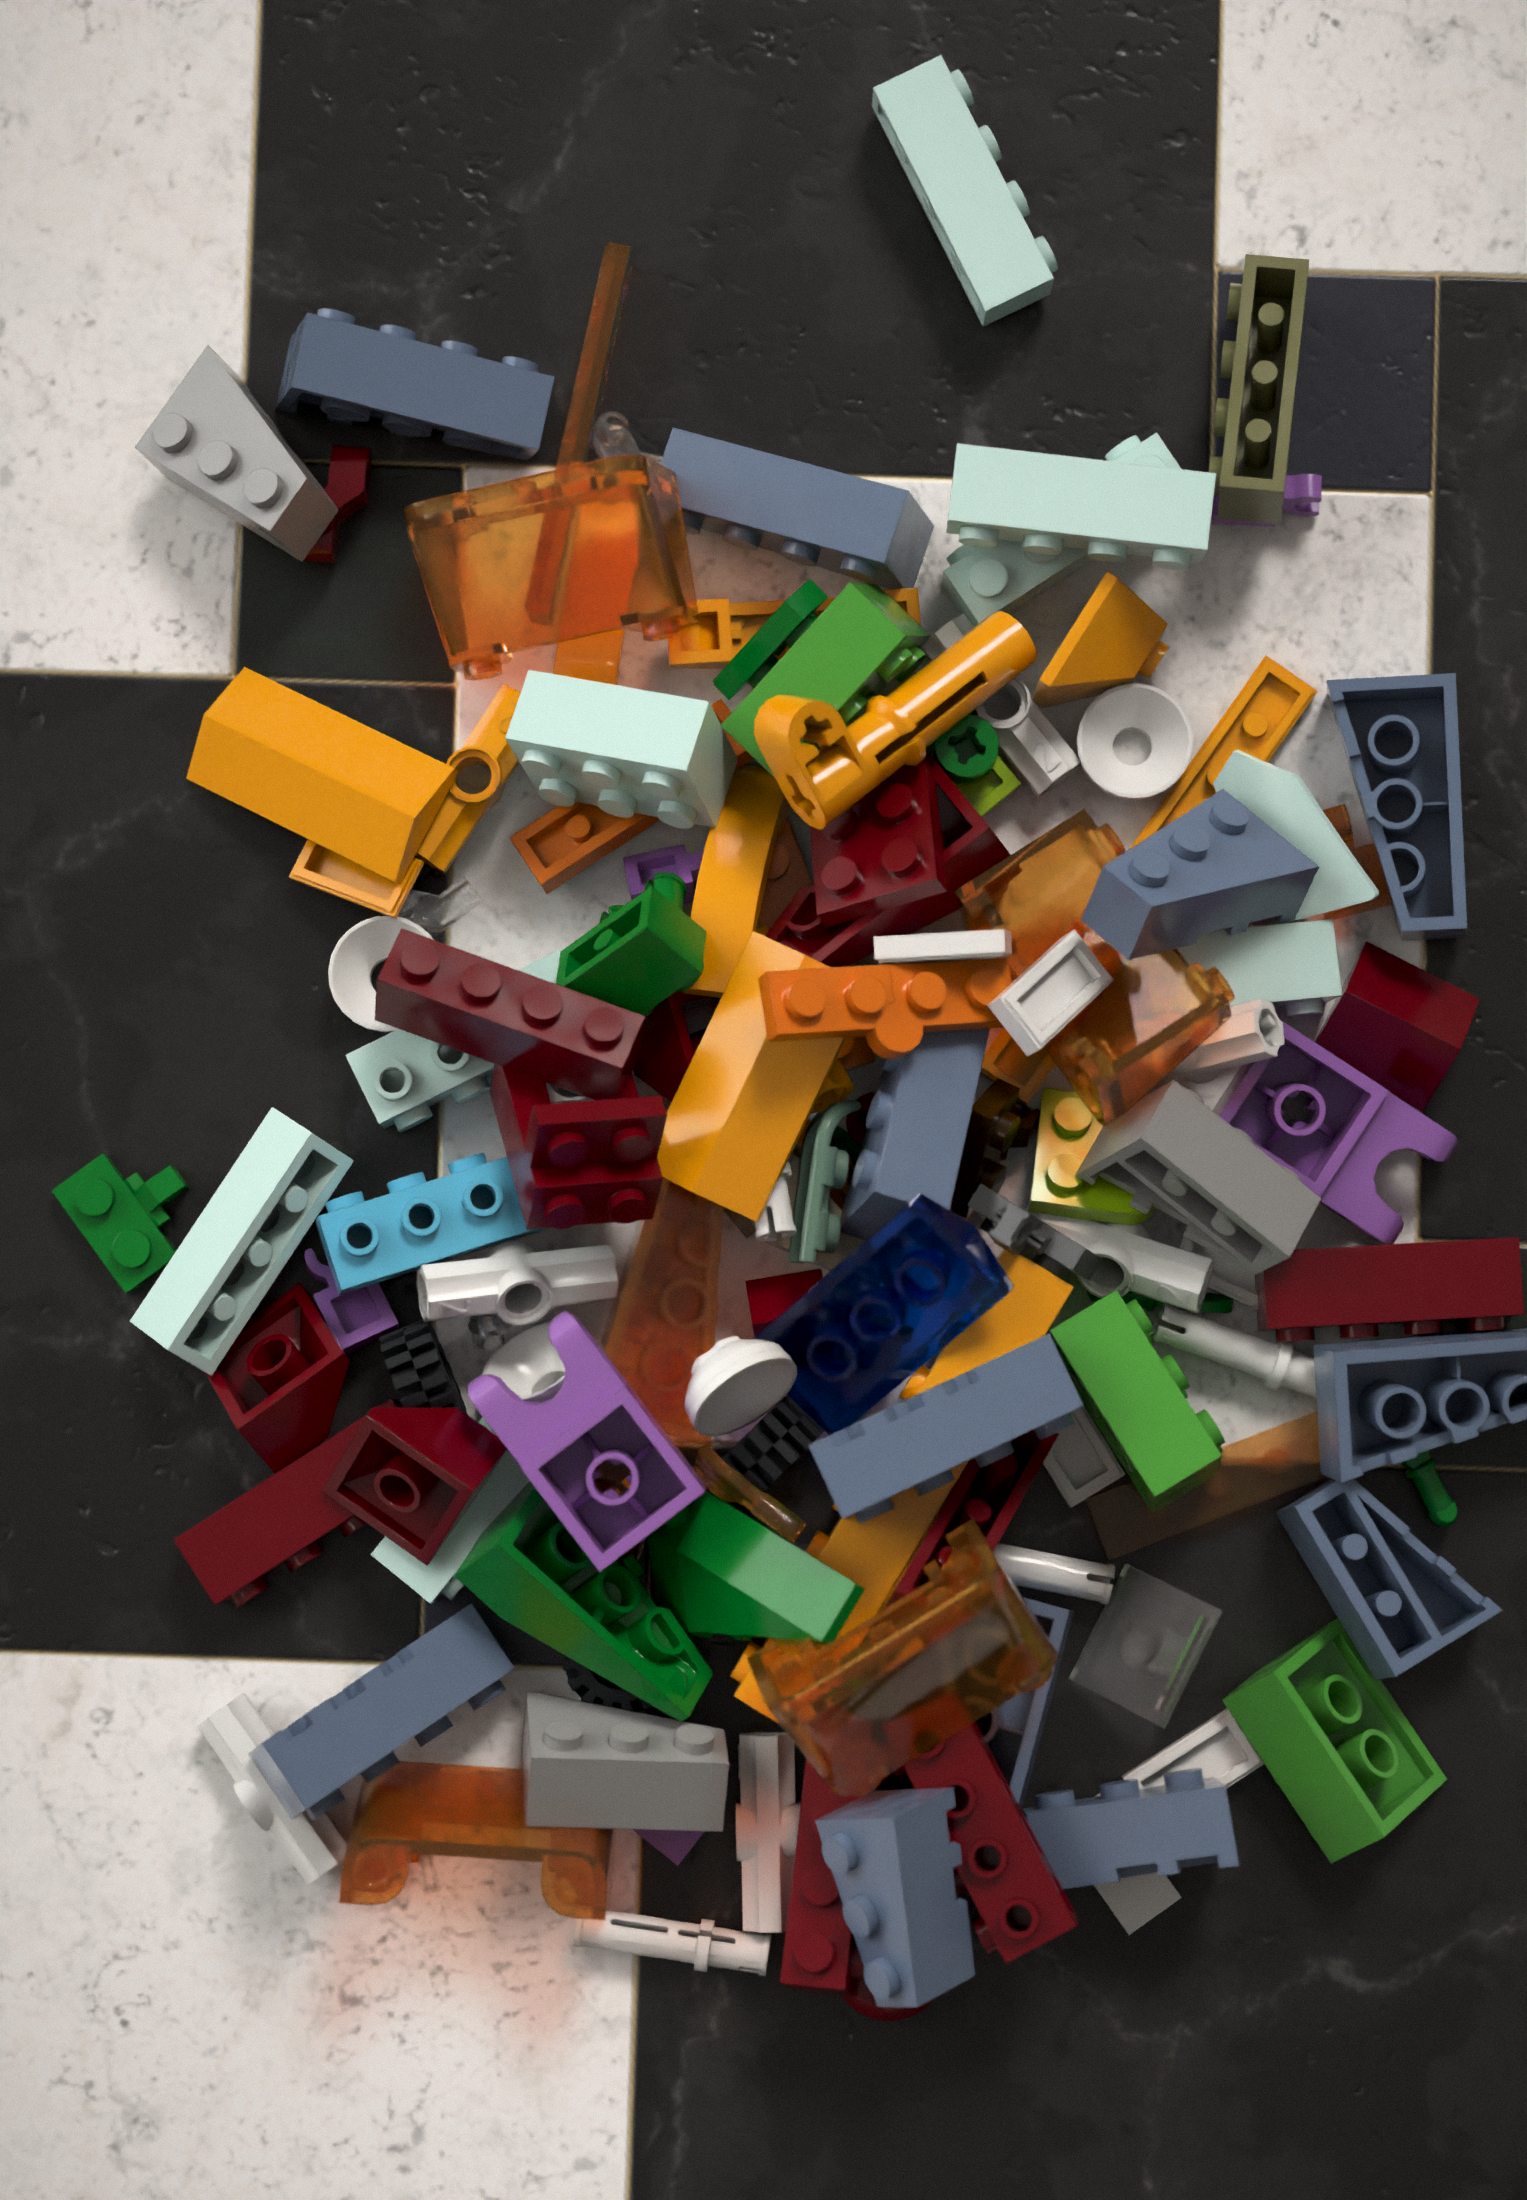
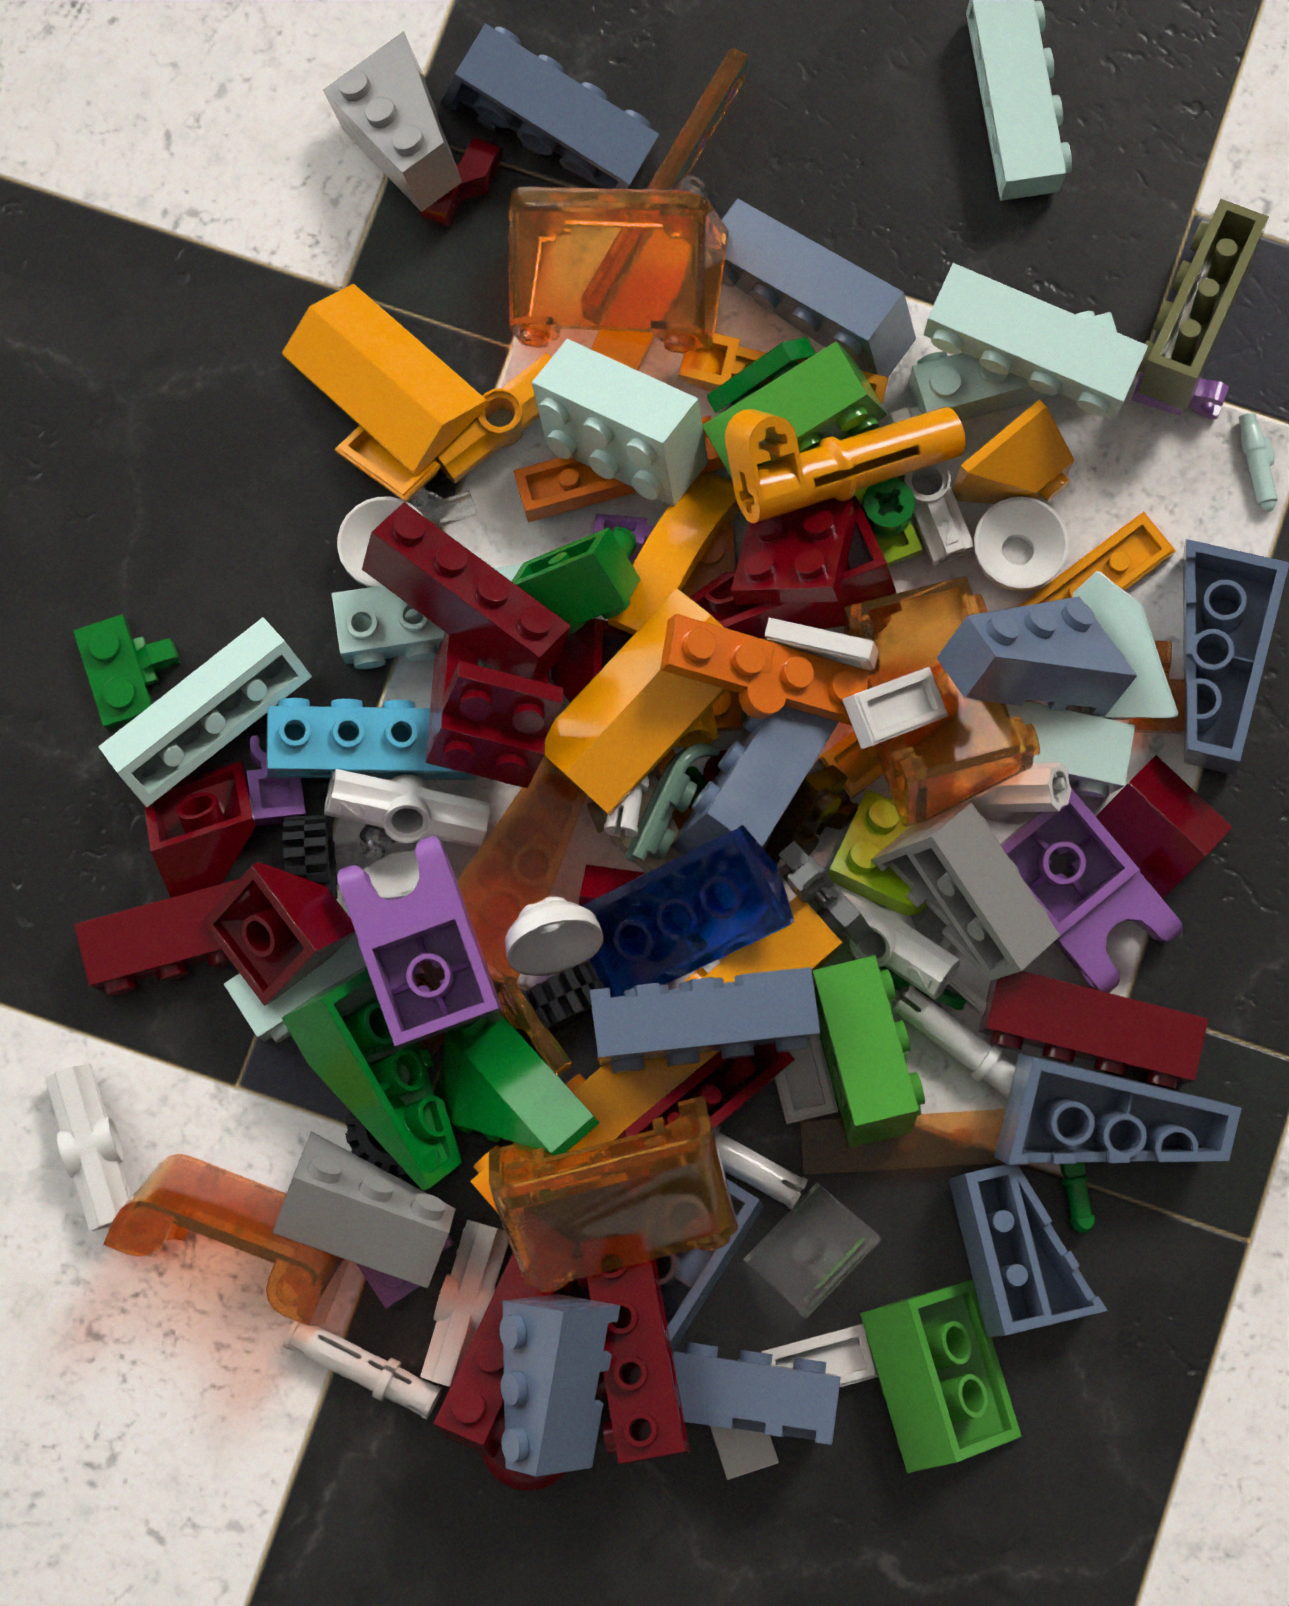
camera: 15 degrees right, 5 degrees down
(381, 1712) = (190, 1111): sand blue wedge -> none
(1382, 548) = (1259, 459): none -> light aqua piece

